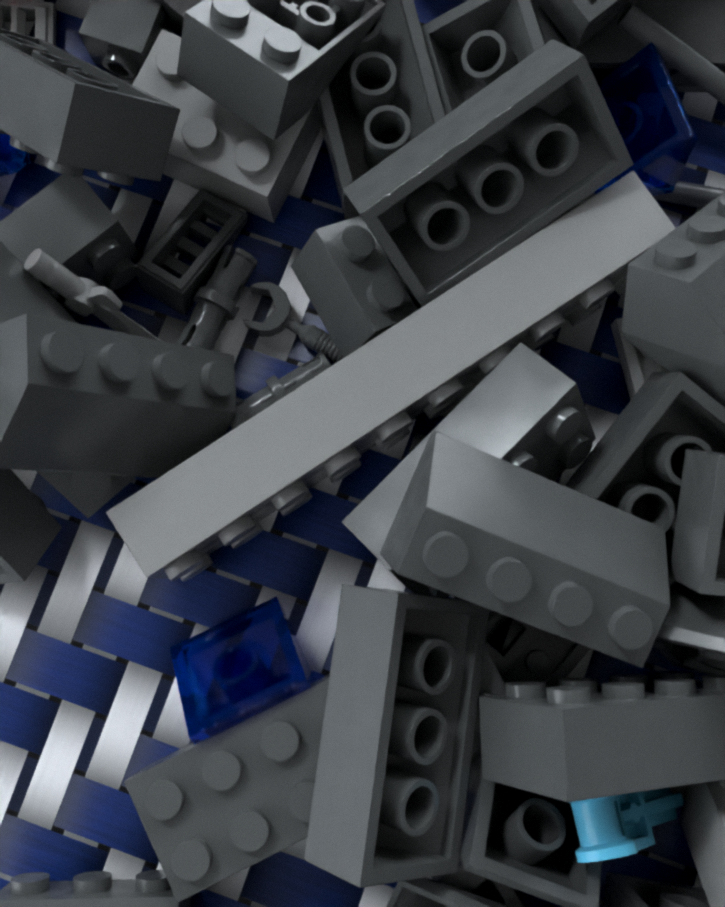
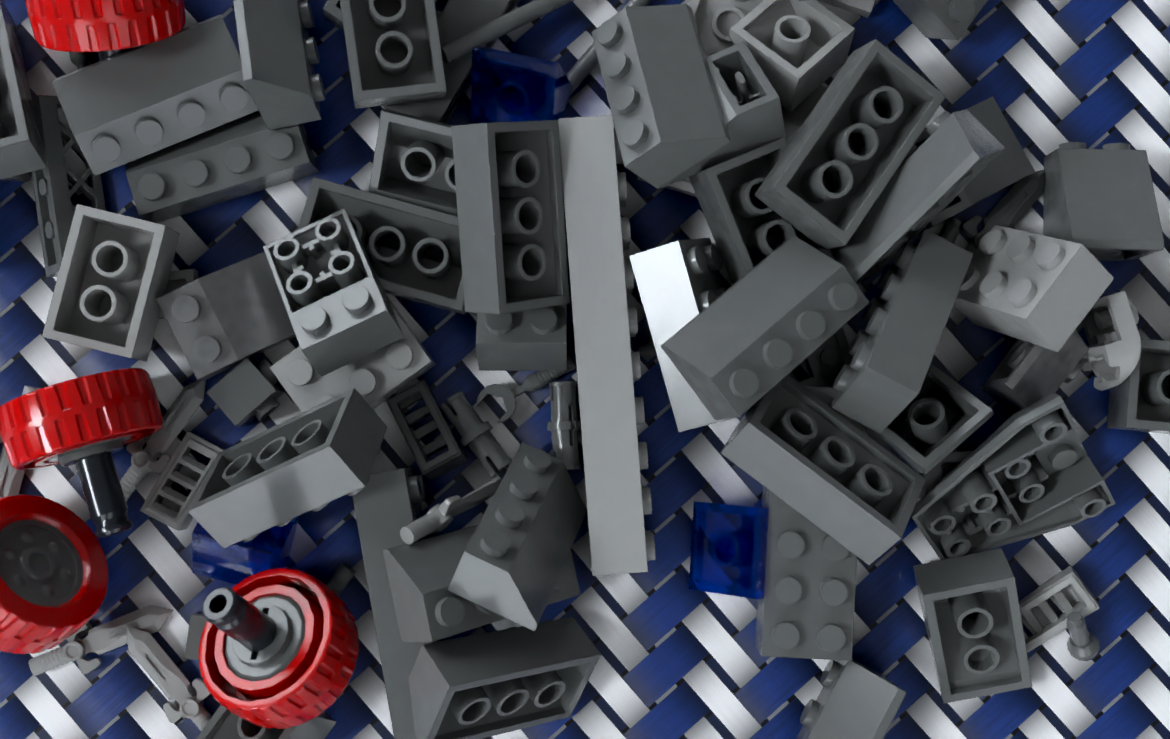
camera: 65 degrees left, 5 degrees up
(621, 823) = (951, 362): medium azure connector -> none

